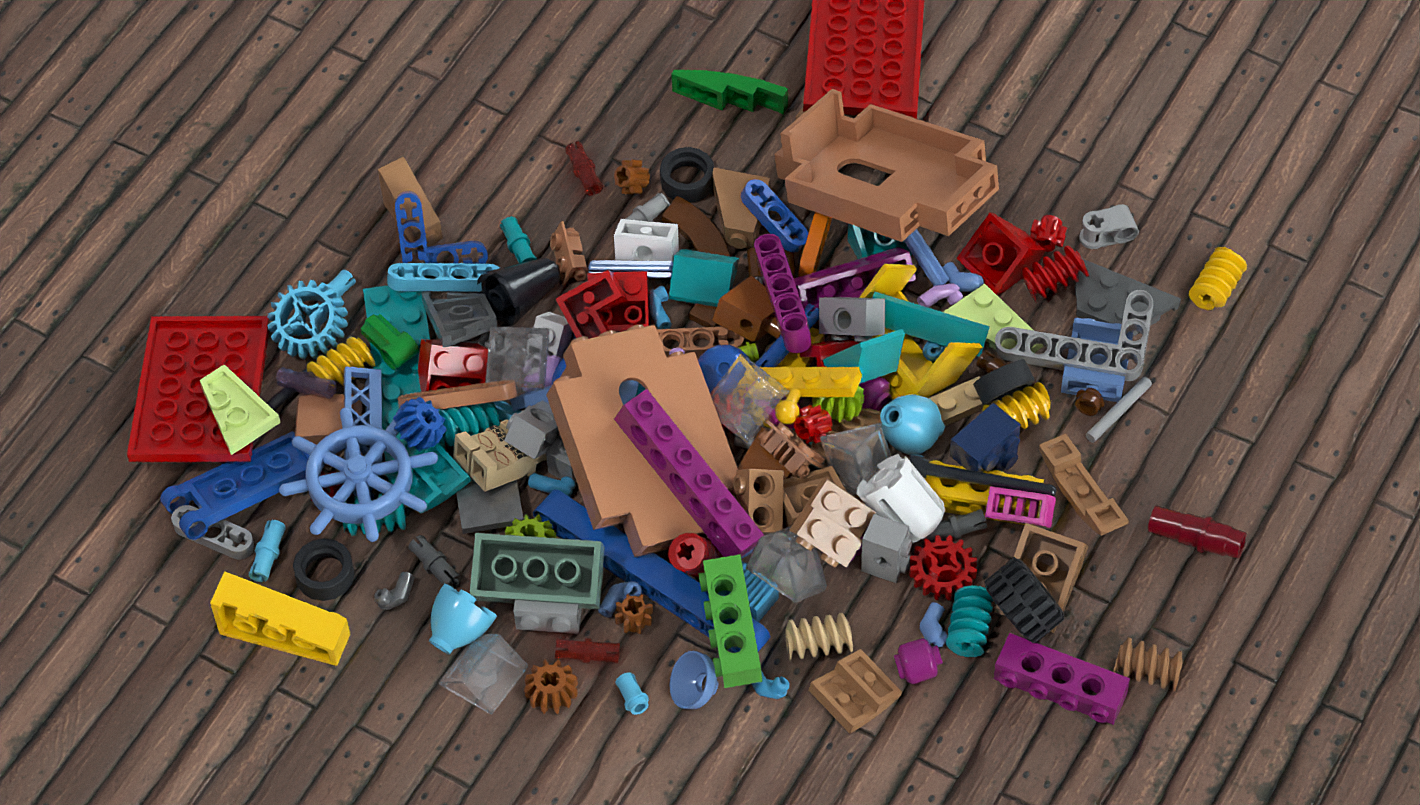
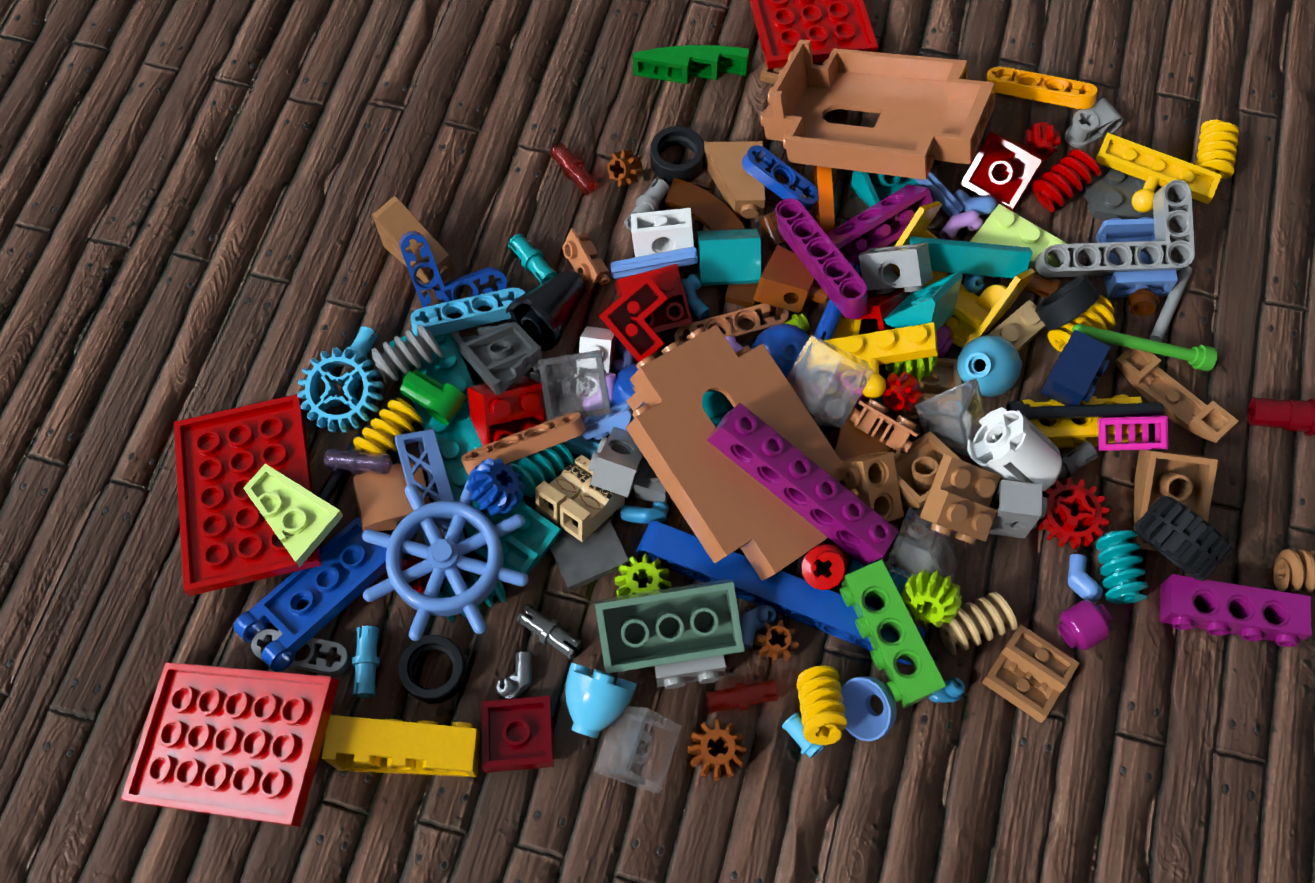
camera: 15 degrees left, 10 degrees up
(136, 579) = (232, 742): none -> plate
(375, 298) = (406, 353): none -> light grey piece
(381, 636) = (517, 734): none -> dark red plate
(652, 666) = (821, 705): none -> yellow piece
(776, 598) = (931, 598): none -> lime gear
(1066, 182) = (1042, 87): none -> light orange beam
(1122, 460) = (1199, 357): none -> bright green piece
(1142, 275) = (1155, 170): none -> yellow plate

